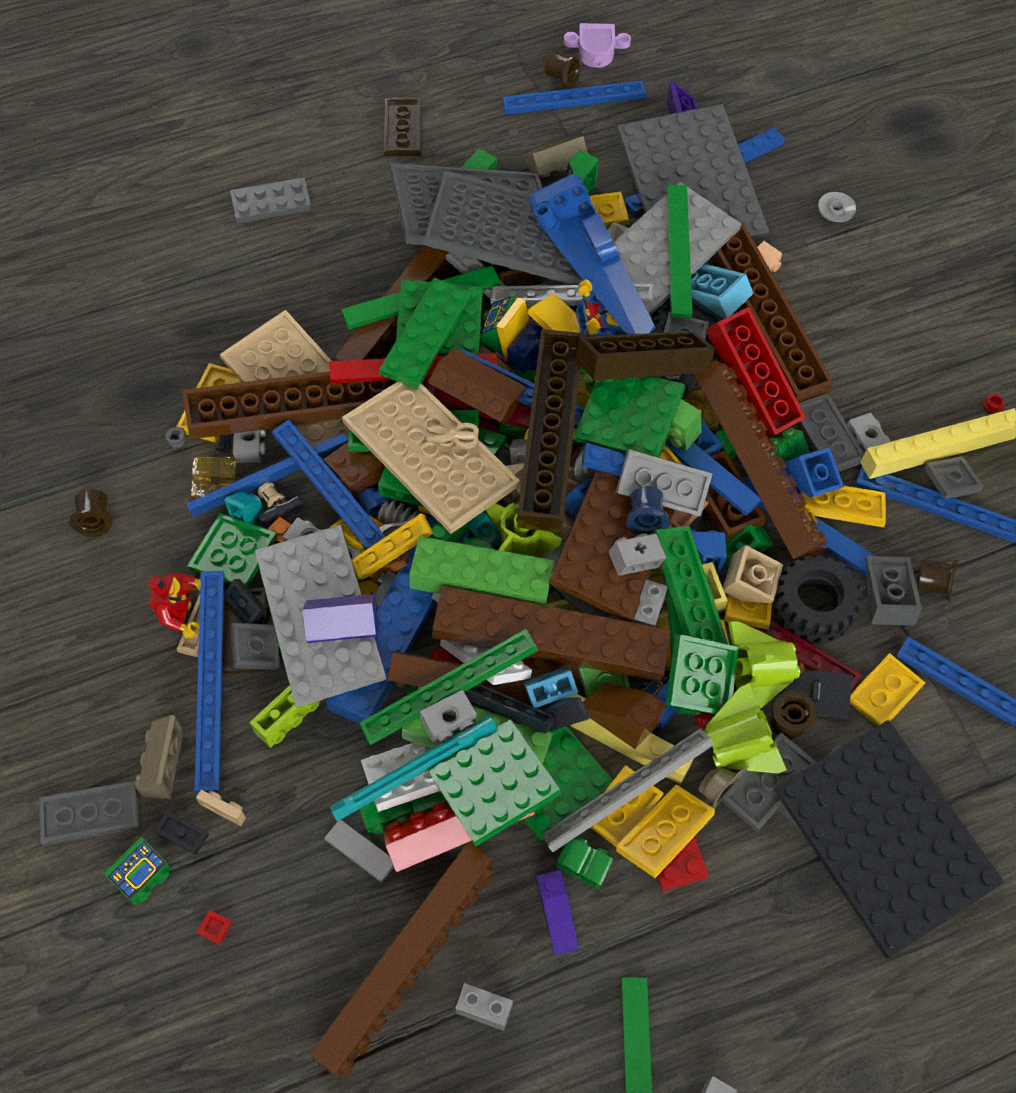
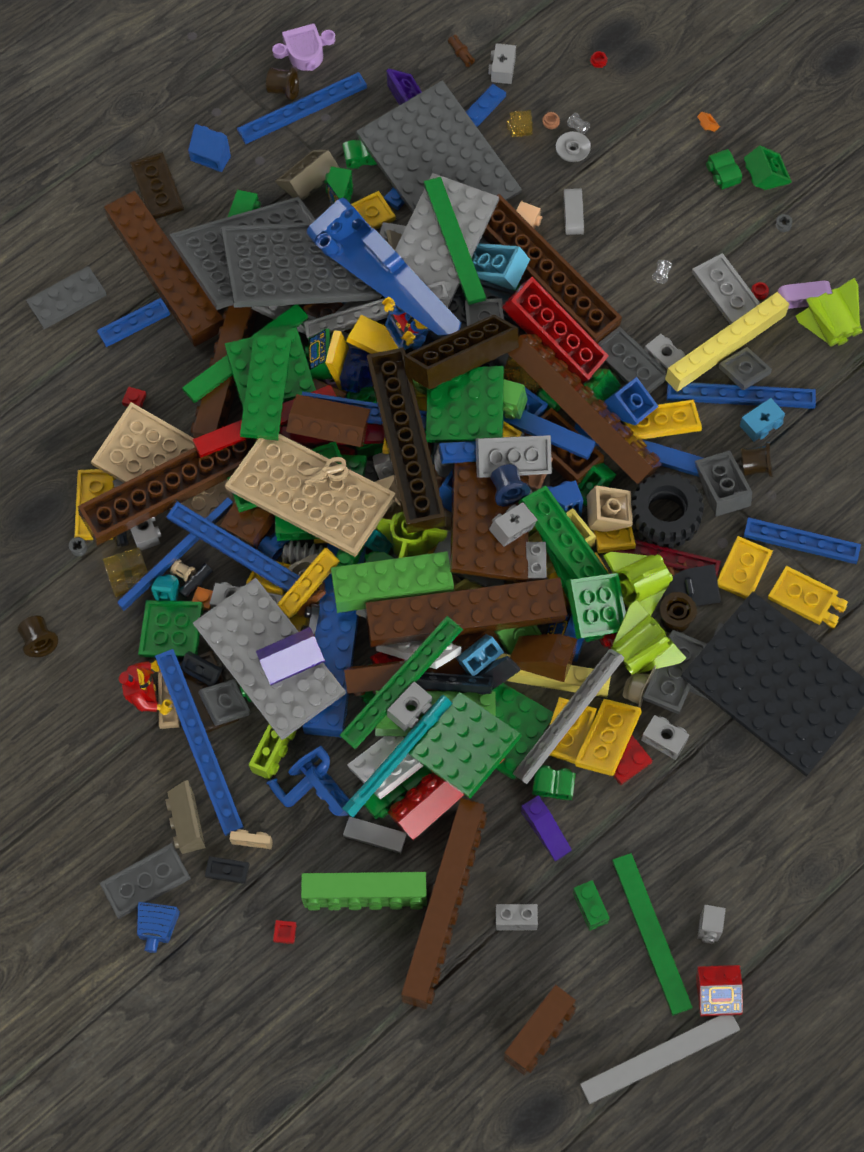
camera: 15 degrees left, 5 degrees up
(77, 866) = (155, 924): none -> blue torso
(138, 871) = (208, 911): slope -> none
(297, 311) = (135, 396): none -> red plate
(319, 763) = (315, 776): none -> blue plate
(320, 911) = (364, 890): none -> bright green brick
(325, 241) = (133, 322): none -> blue plate
(376, 199) = (164, 268): none -> reddish brown brick
(466, 104) = (209, 148): none -> blue slope
(576, 1024) = (590, 905): none -> green brick
(611, 152) = (356, 154): none -> green brick
(735, 867) = (671, 747): none -> light grey brick
(752, 89) = (461, 50): none -> reddish brown pin
(789, 170) = (520, 123): none -> clear yellow brick
(790, 112) = (503, 63): none -> light grey brick
(816, 268) = (573, 211): none -> light grey beam
(822, 177) = (551, 120): none -> nougat plate
(850, 187) = (578, 124): none -> clear bush
(891, 135) = (598, 59): none -> red plate
(892, 353) = (662, 271): none -> clear bush
(950, 748) = (807, 597): none -> yellow tile
(956, 388) = (725, 288): none -> light grey plate
(956, 537) = (762, 420): none -> dark azure brick
(988, 223) = (707, 121): none -> orange plate
(991, 273) = (724, 169): none -> green brick

